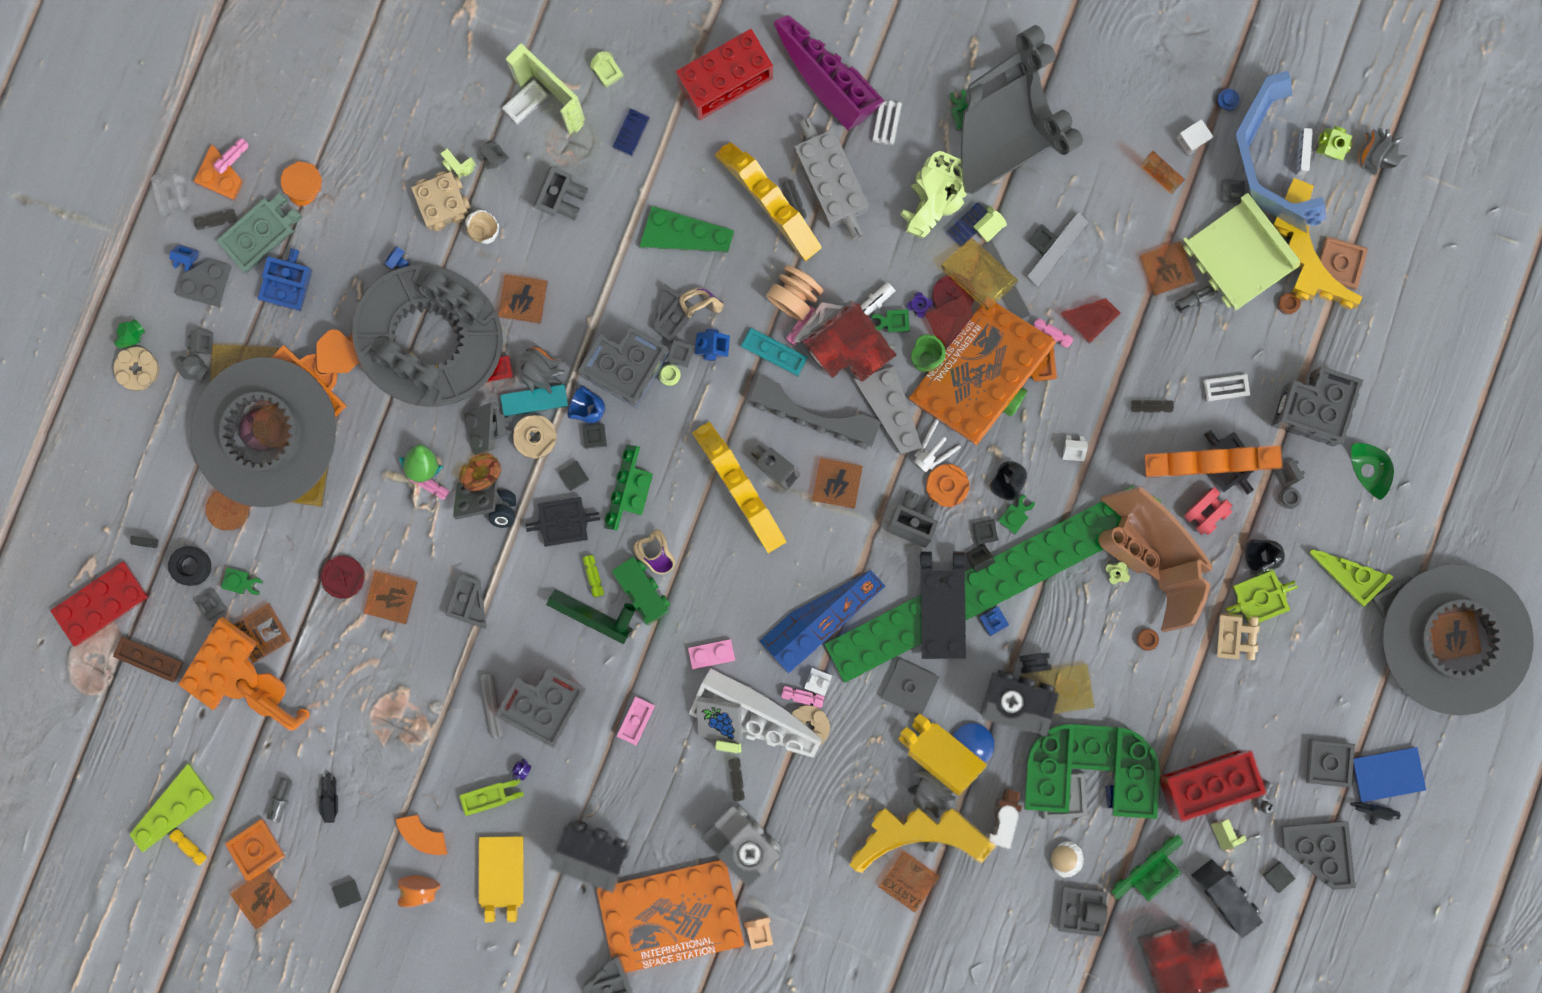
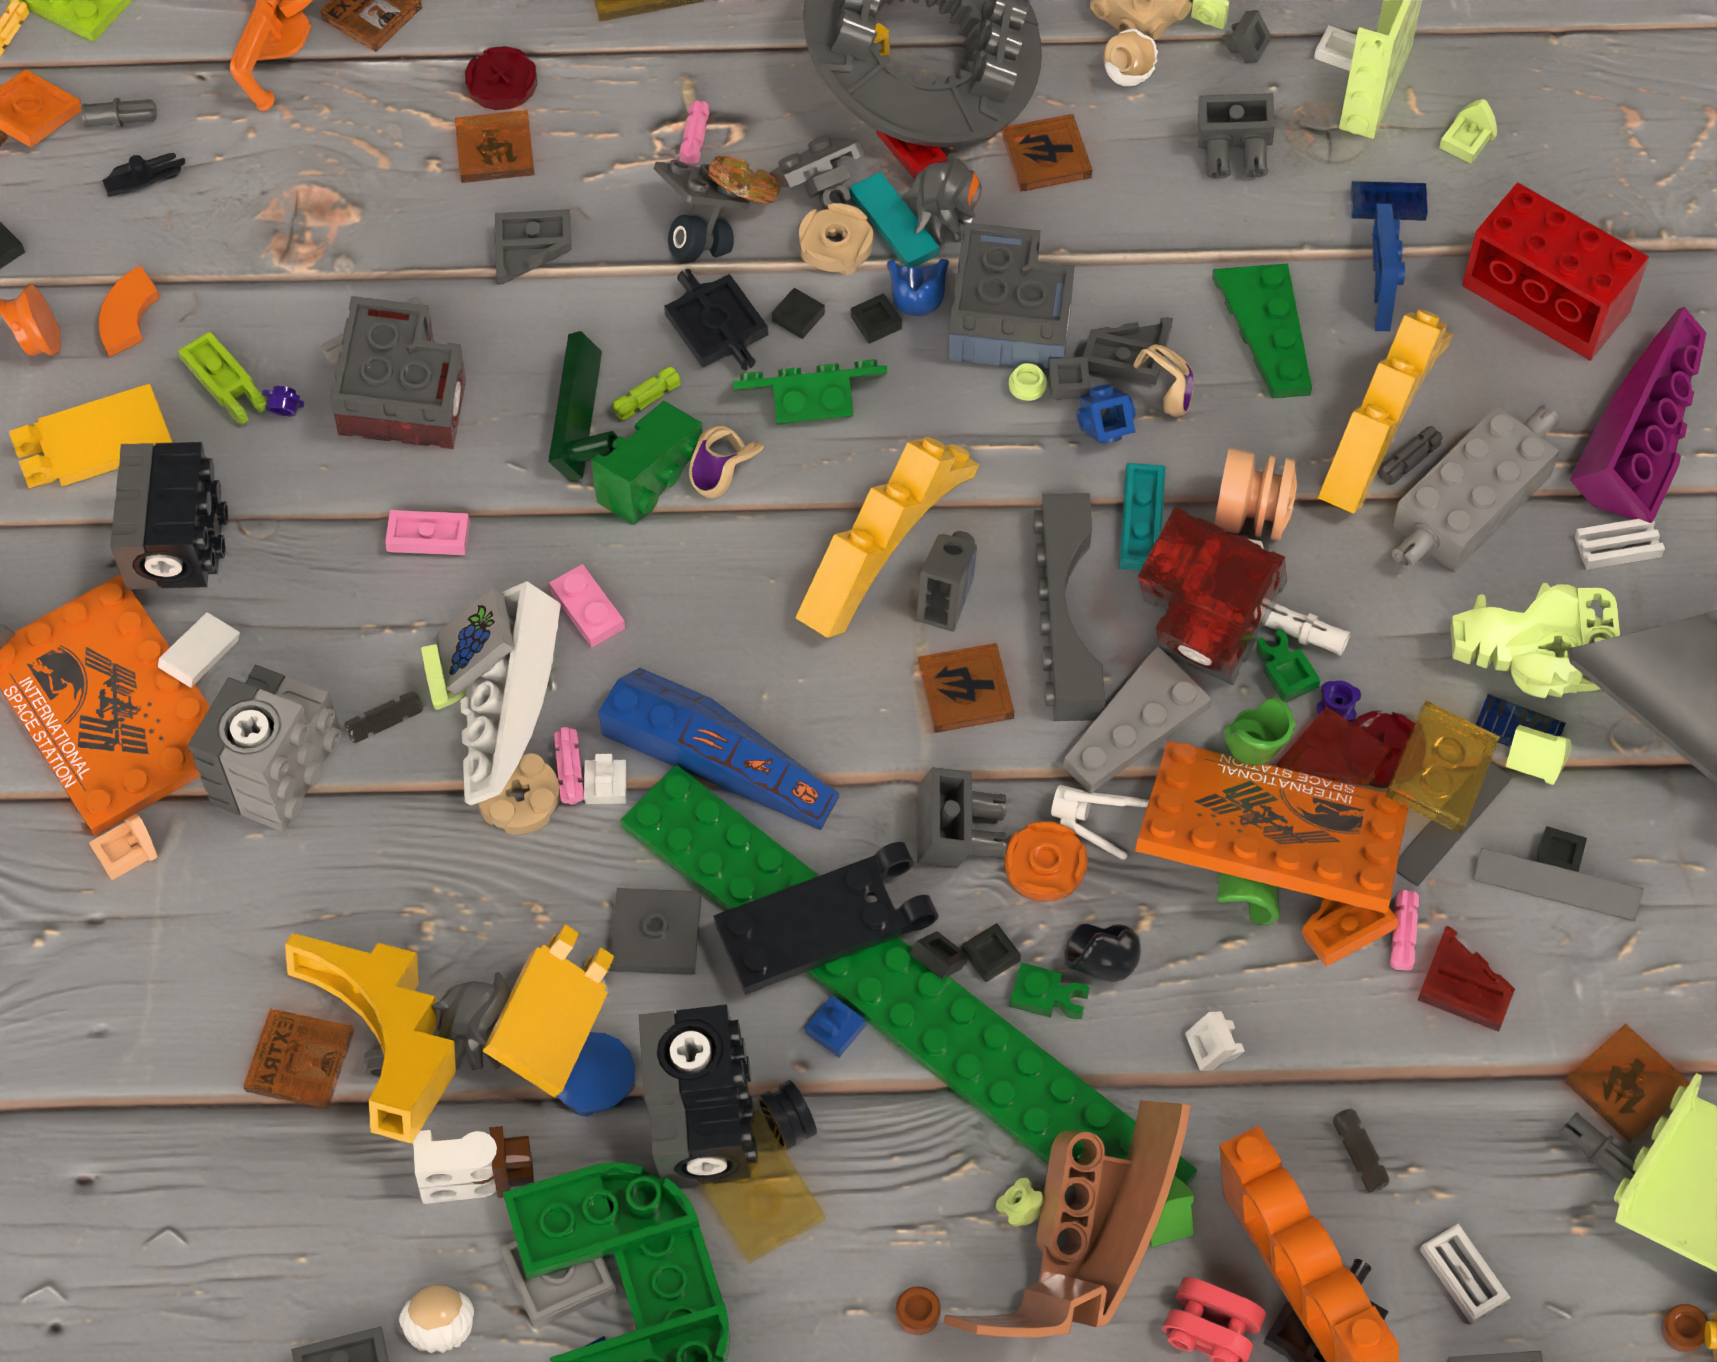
camera: 70 degrees right, 25 degrees down
(420, 464) = (723, 101): bright green hat -> none
(662, 861) = (198, 649): none -> white tile
(669, 153) = (1387, 264): none -> blue wing

